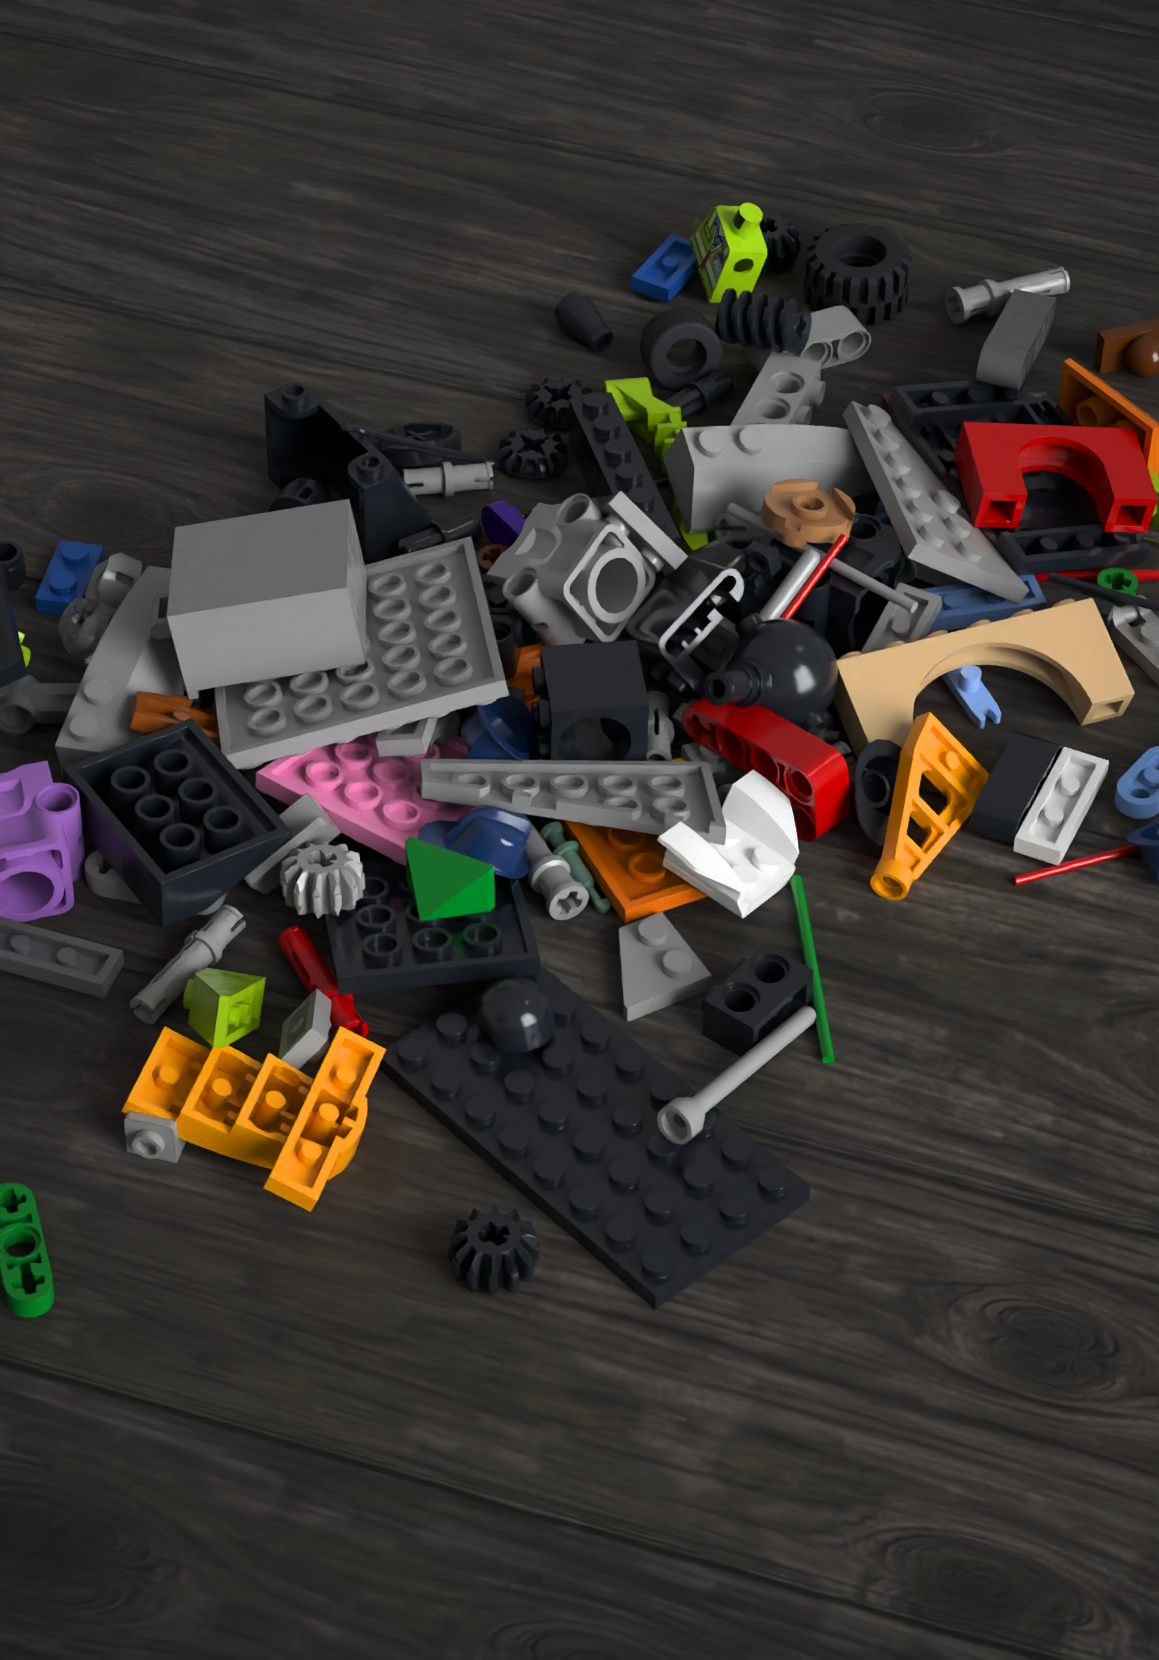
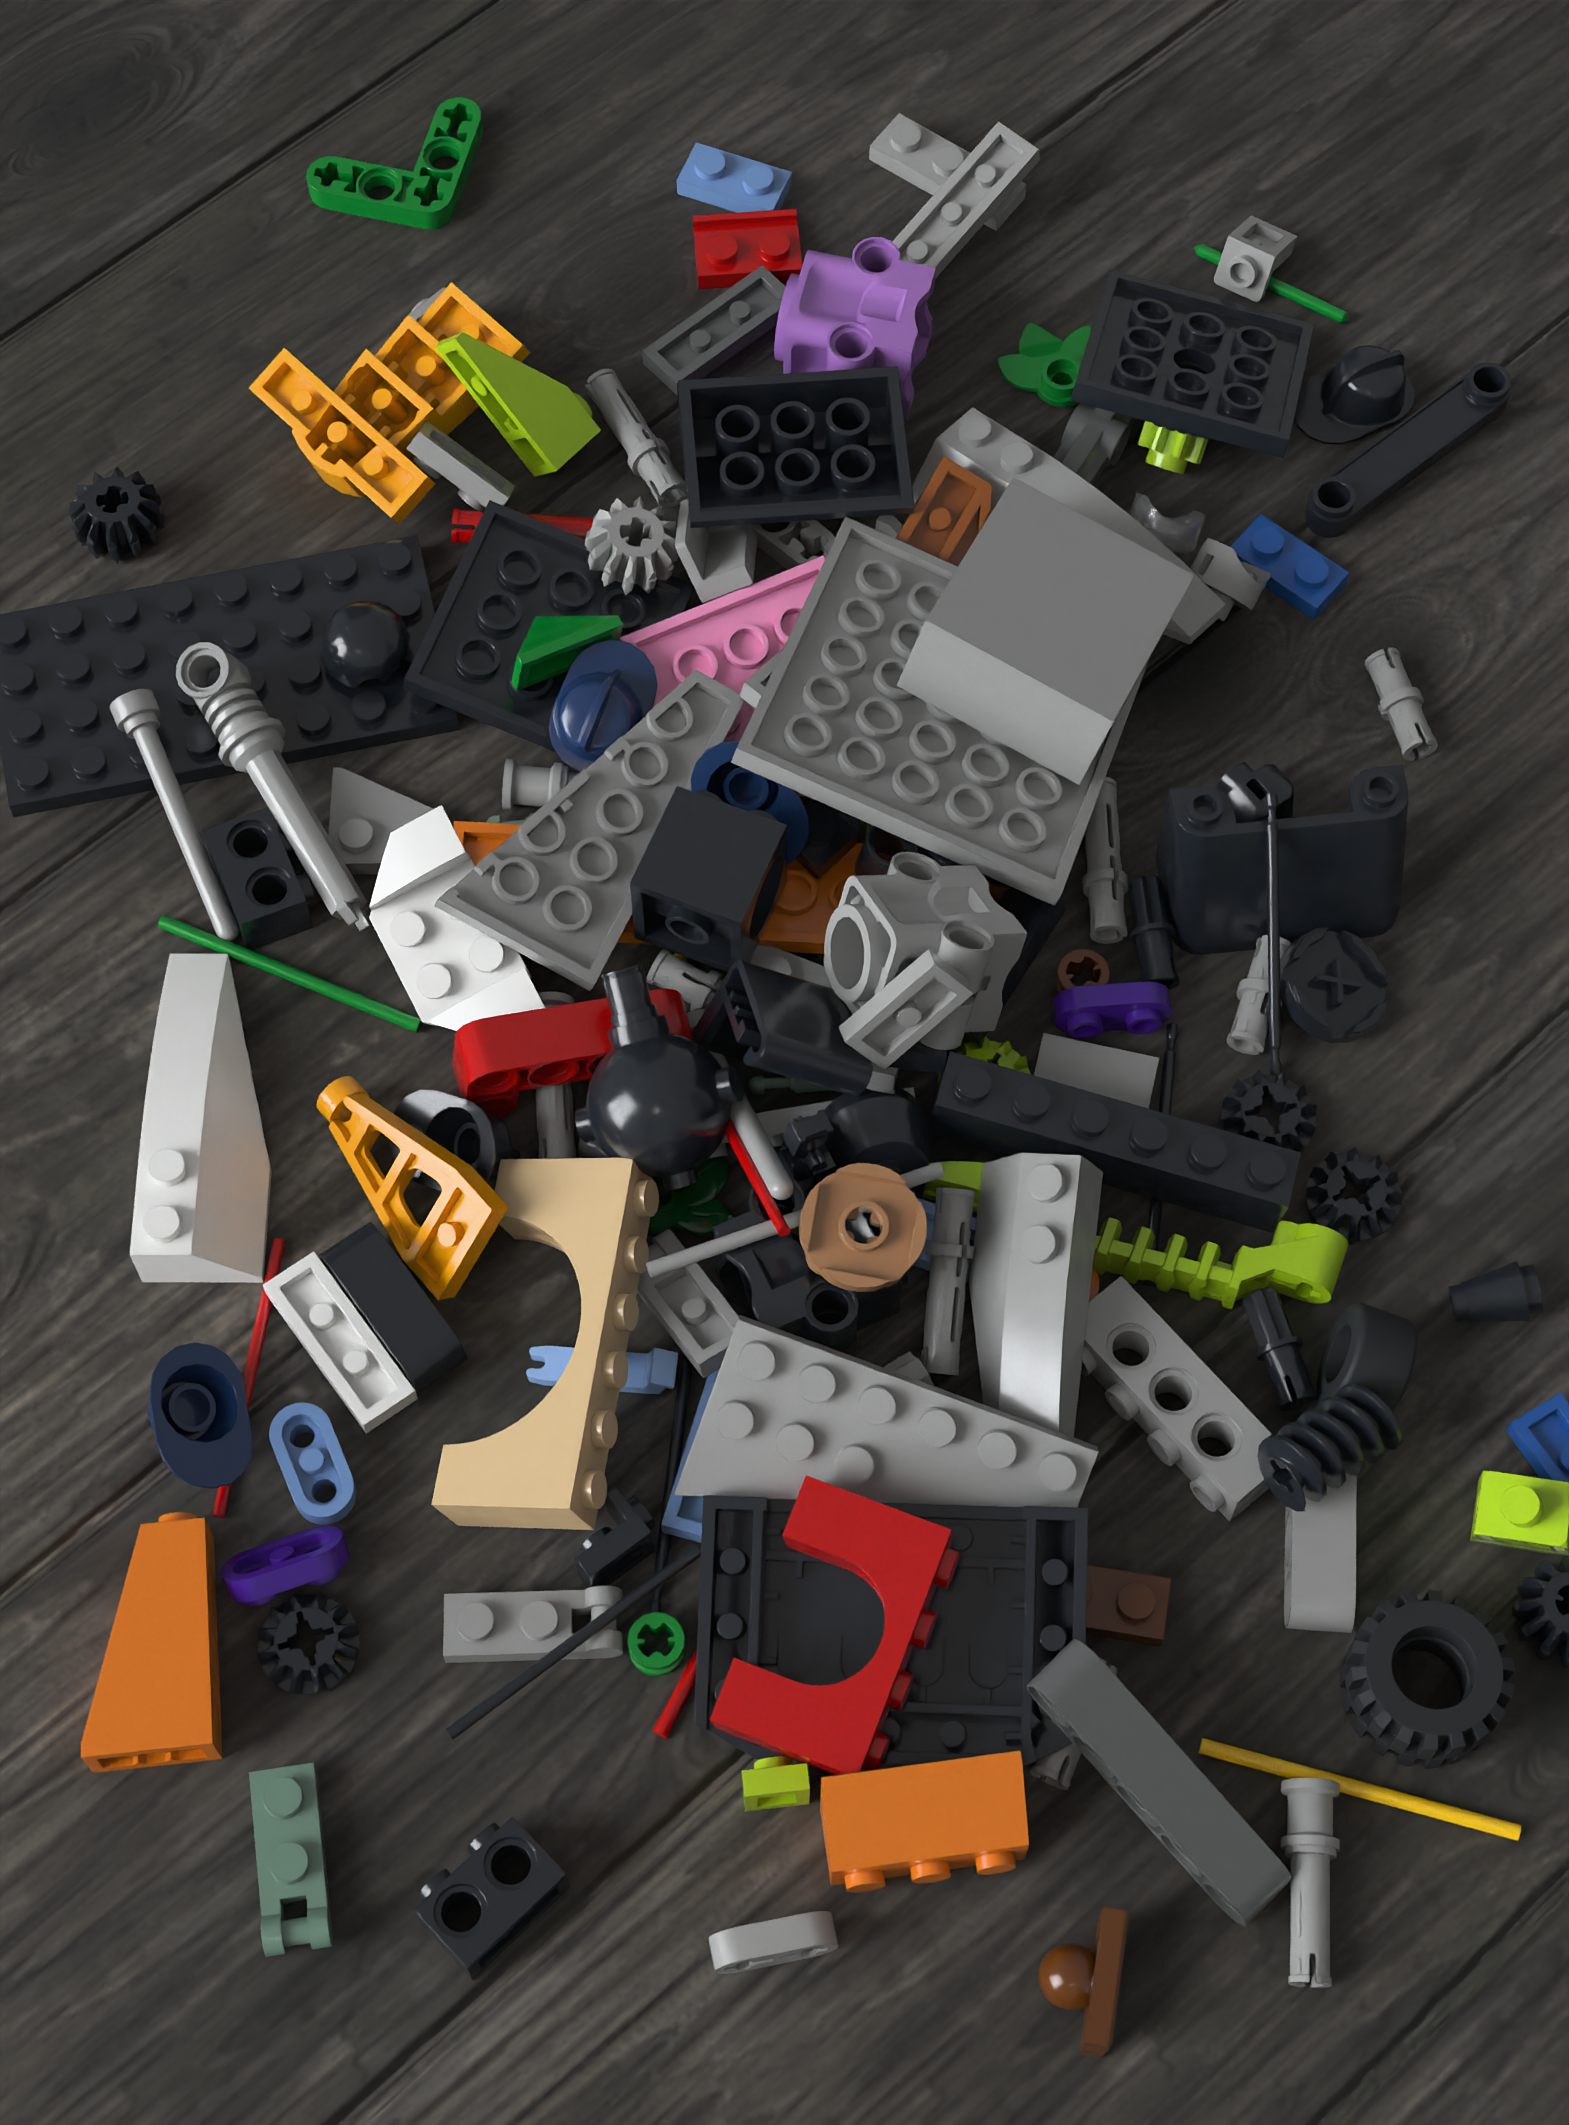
camera: 120 degrees right, 20 degrees up
(158, 487) = (1401, 704): none -> light grey pin
(659, 1030) = (254, 746): none -> light grey piece
(937, 303) = (1362, 1789): none -> yellow axle
(976, 952) = (202, 1137): none -> white wedge

